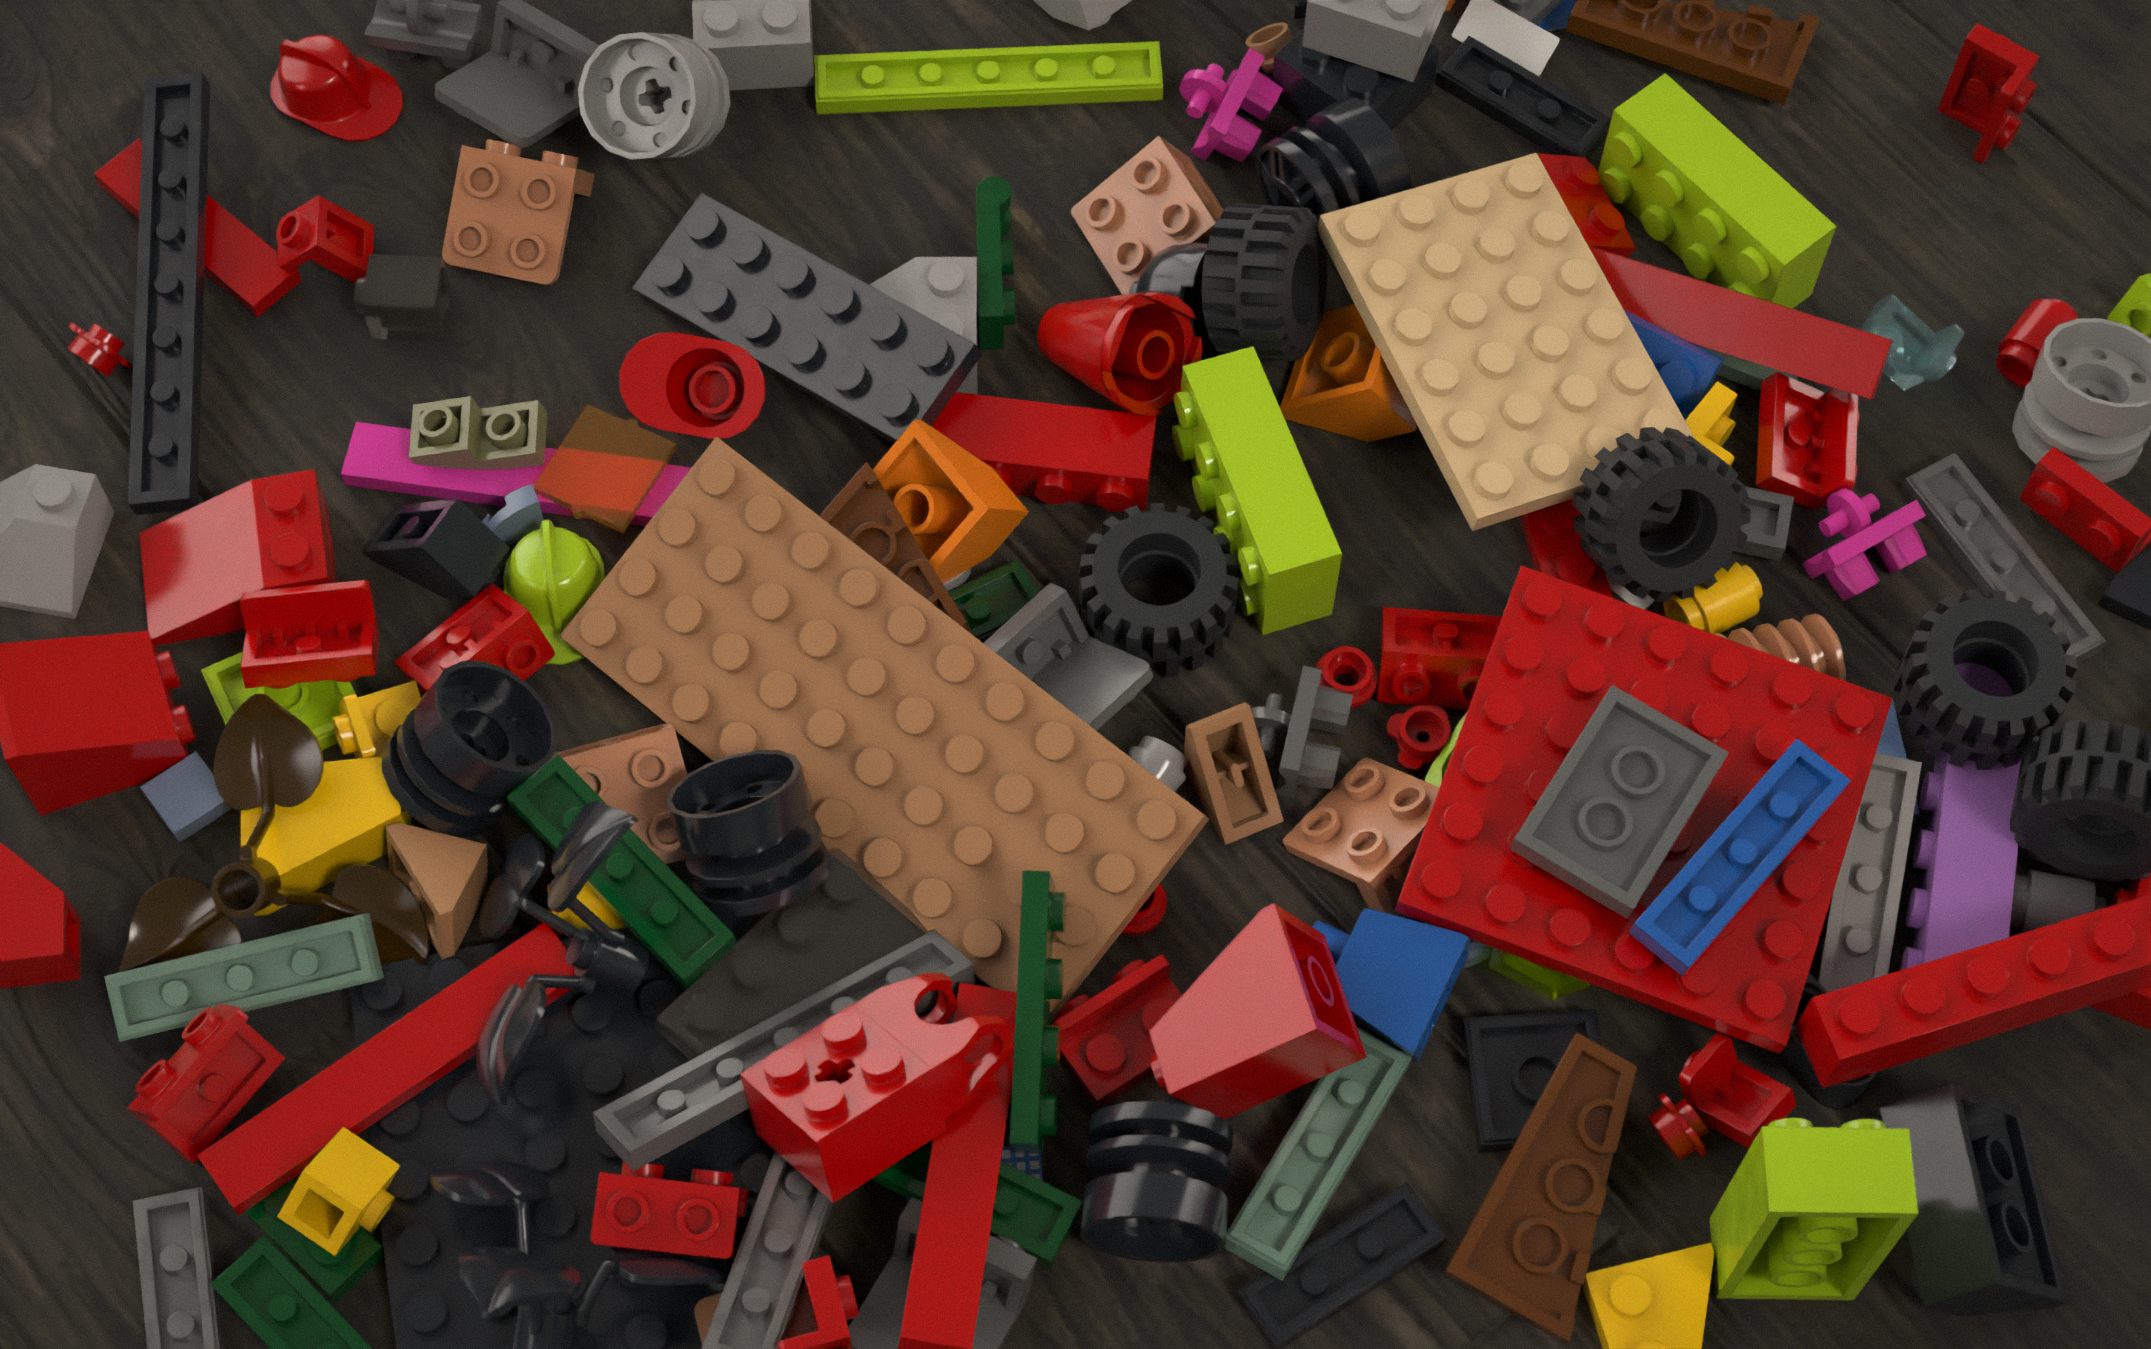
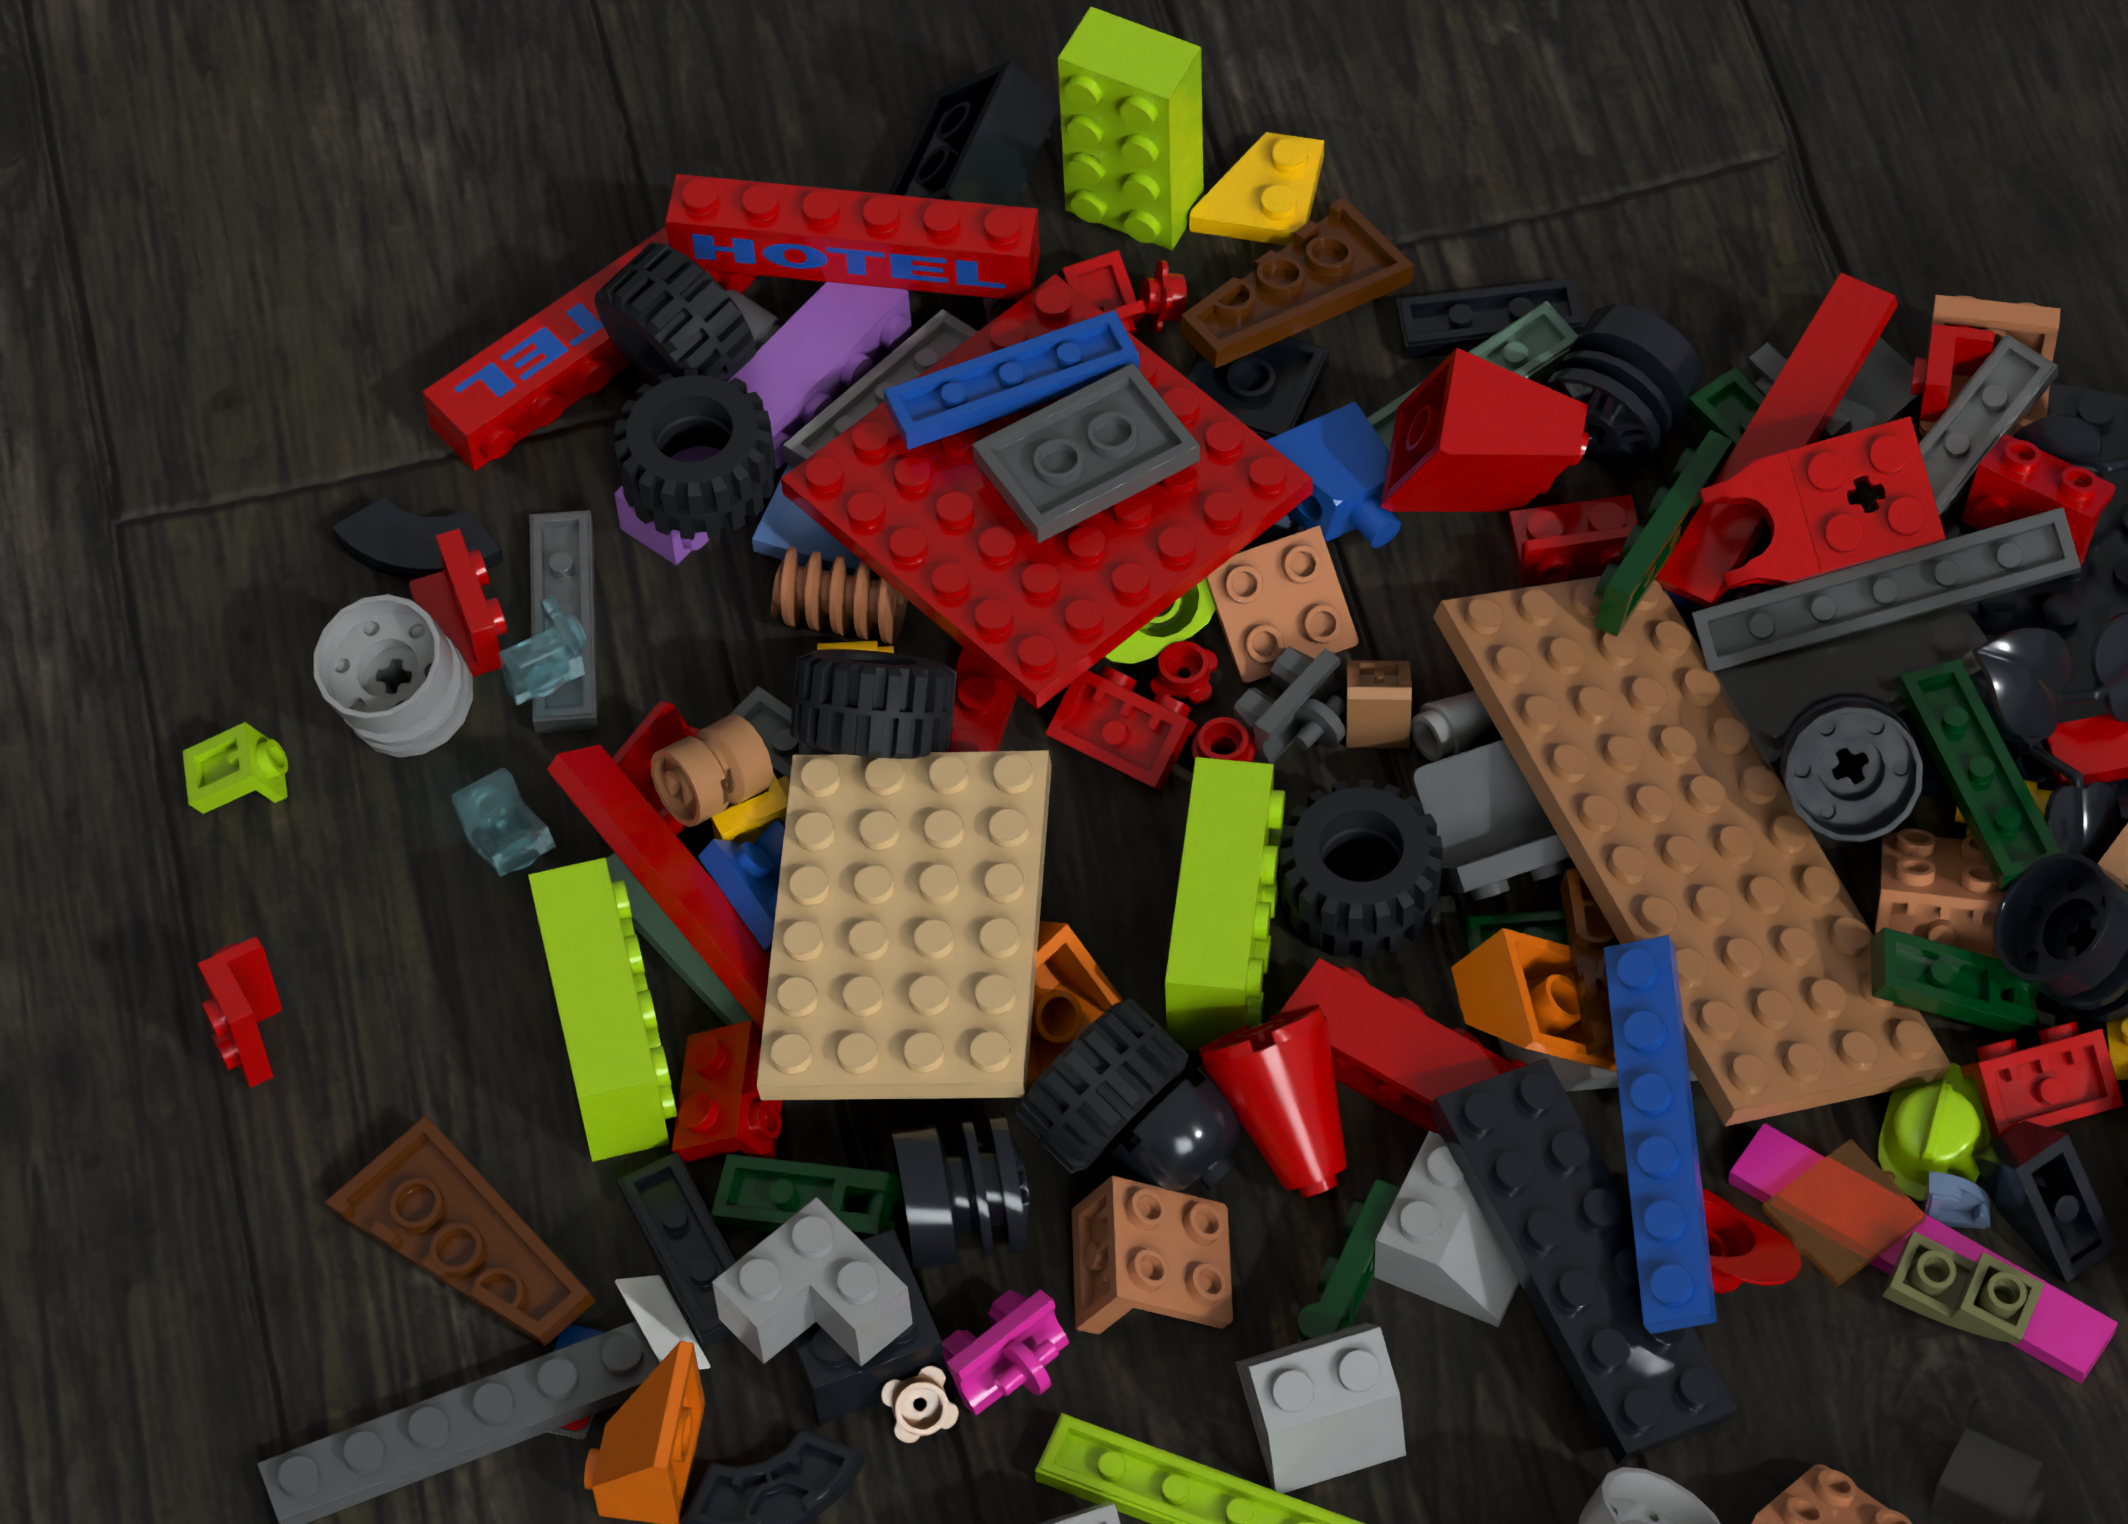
camera: 150 degrees left, 5 degrees down
(597, 674) = (1952, 984): none -> dark green plate
(777, 406) = (1659, 1135): none -> blue plate
(962, 135) = (1324, 1406): none -> light grey slope
(1460, 143) = (770, 1191): none -> dark green plate
(1755, 414) = (710, 771): none -> medium nougat wheel
(1891, 535) = (679, 668): dark pink hips -> none
(1973, 498) = (546, 660): none -> clear light blue bracket
(2025, 339) = (377, 783): red brick -> none

